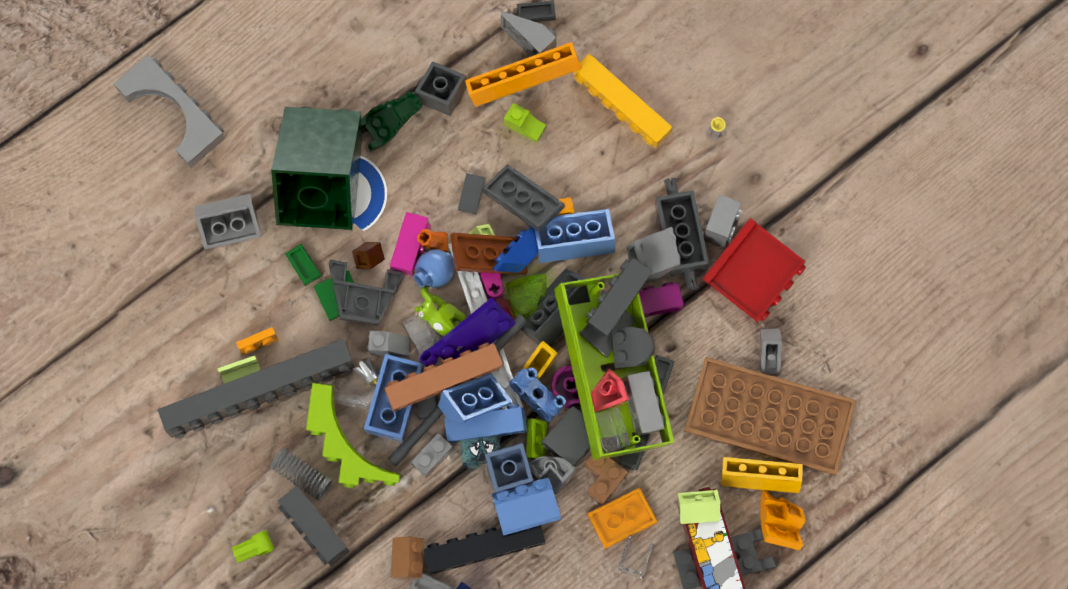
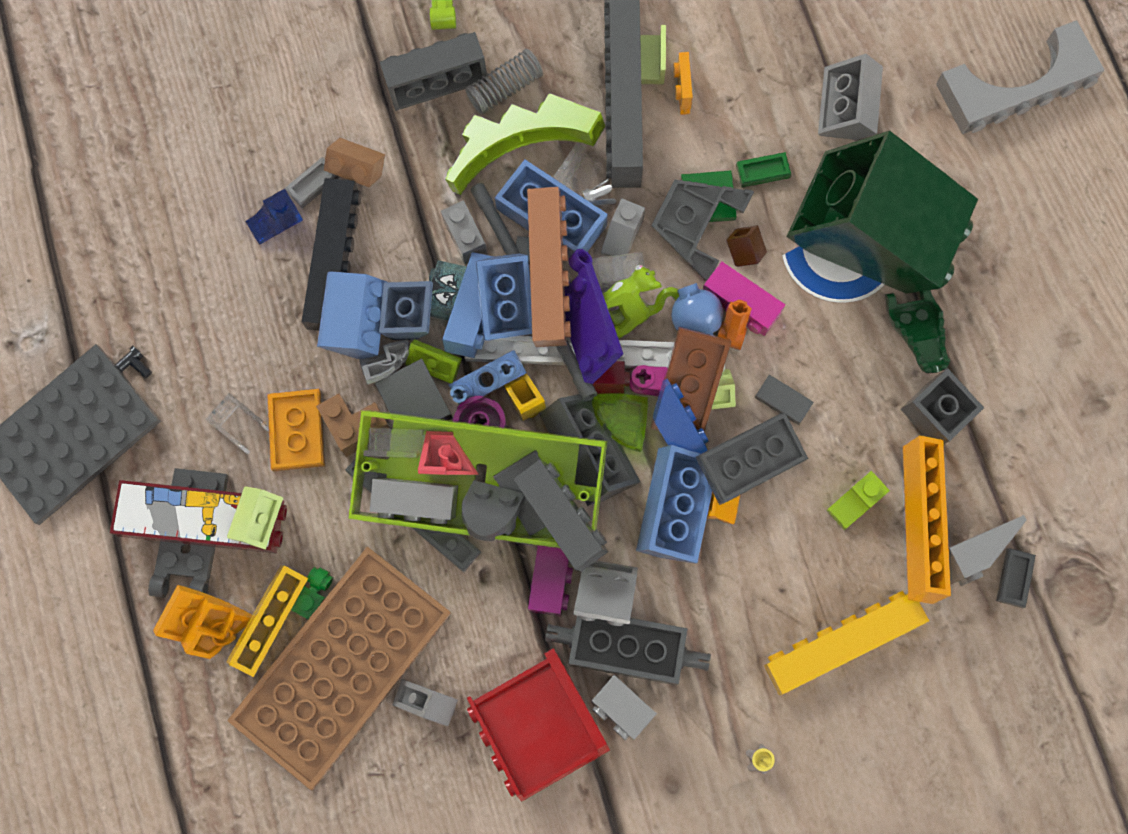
camera: 115 degrees right, 0 degrees up
(734, 452) = (309, 598): none -> green plate

